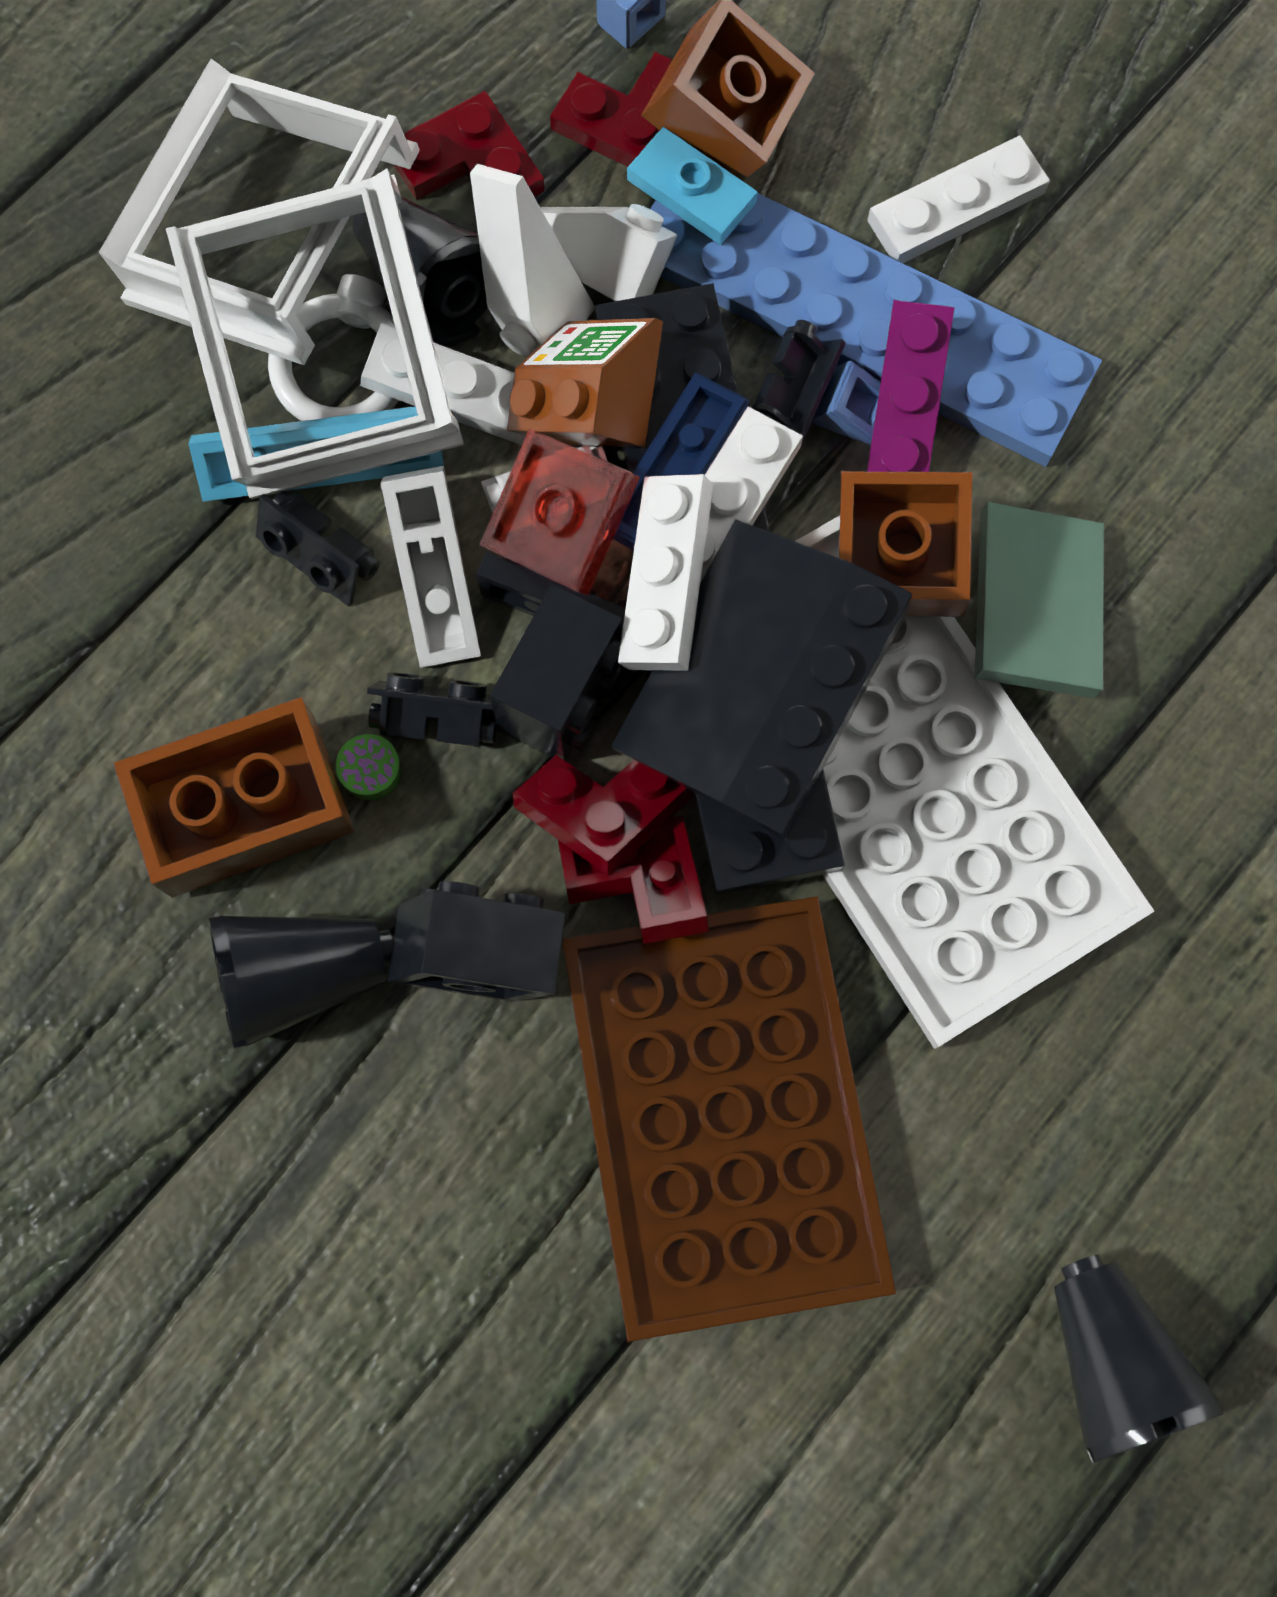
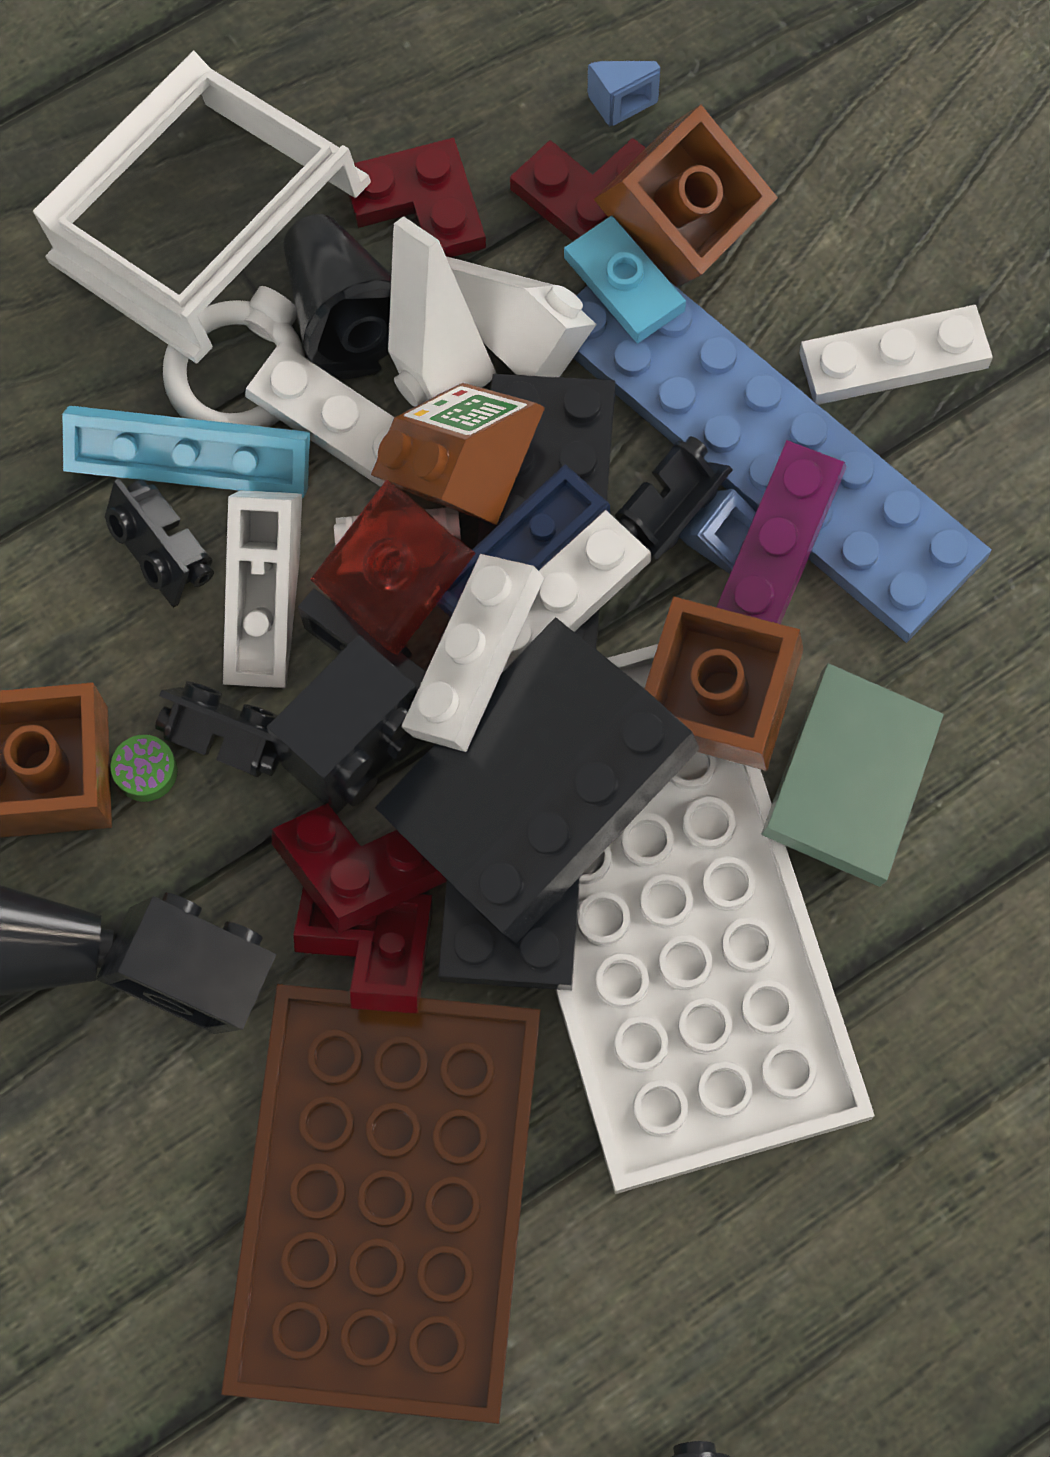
camera: 20 degrees right, 5 degrees down
(346, 454) = (286, 459): white piece -> none

